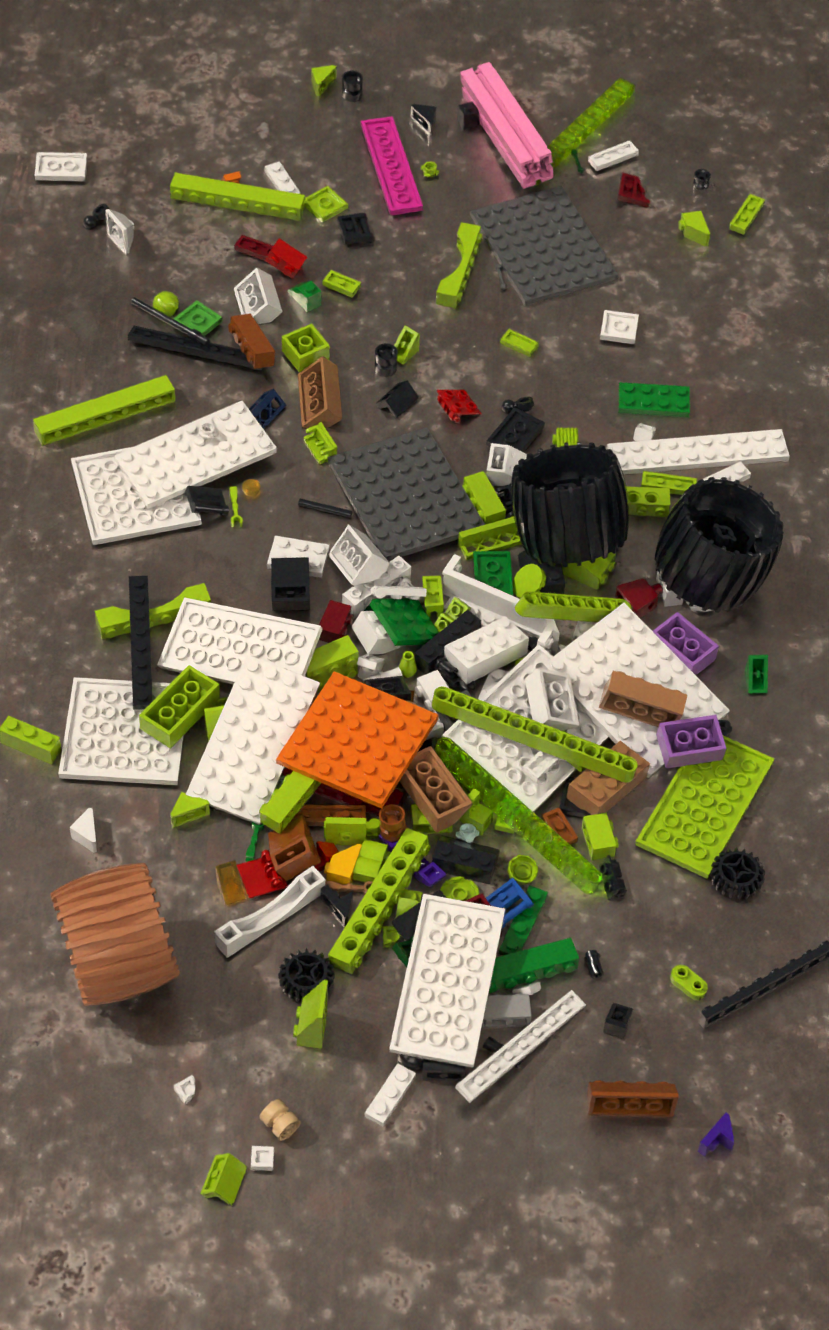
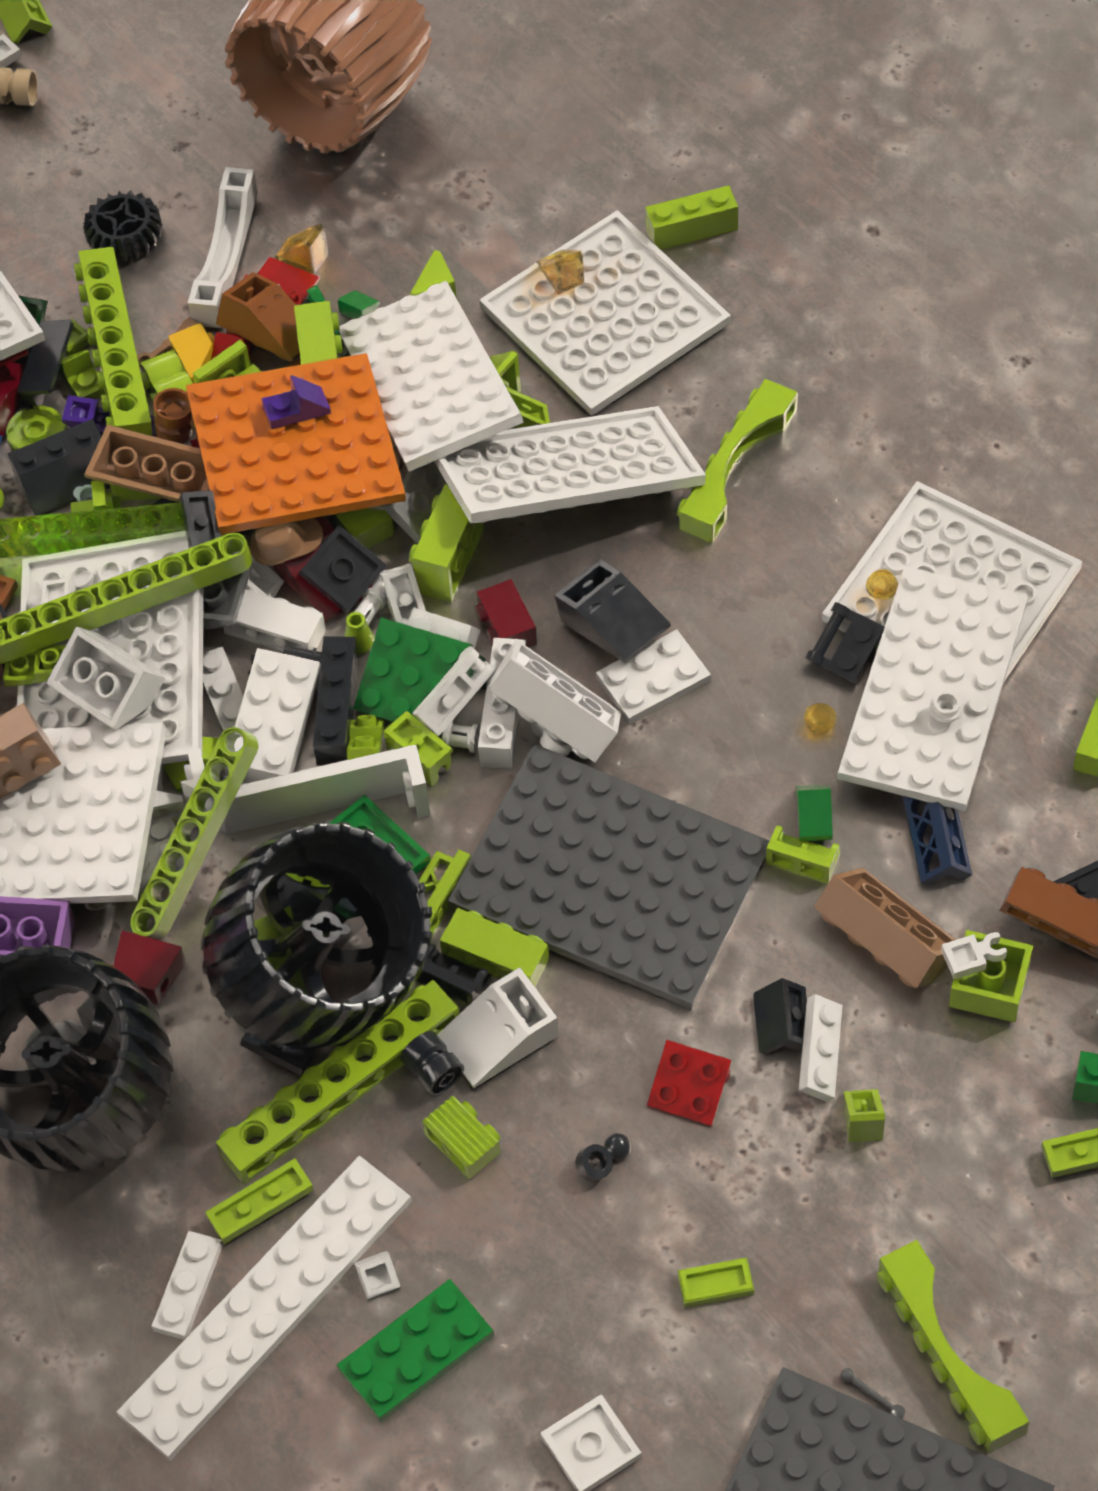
camera: 145 degrees right, 5 degrees up
(84, 830) = (515, 183): white slope -> none
(124, 754) = (563, 269): none -> clear yellow slope
(140, 642) = (700, 397): black plate -> none
(165, 506) = (881, 584): none -> clear yellow plate
(179, 706) = (559, 353): lime brick -> none
(186, 1089) = (143, 56): white tile -> none
(233, 496) = (828, 688): lime piece -> none
(234, 833) = (356, 304): none -> green slope
(295, 455) = (814, 812): none -> green slope
(312, 344) = (969, 956): none -> white plate
(312, 1017) = (63, 179): lime slope -> none
(325, 508) = (695, 771): black bar -> none
(338, 906) = (159, 312): black slope -> none
(342, 744) = (299, 404): none -> dark purple slope
(386, 359) = (861, 1057): black wheel -> none
(395, 377) = (820, 1048): none -> white plate
(442, 726) = (199, 517): none -> black plate
(516, 430) = (558, 1100): black plate -> none

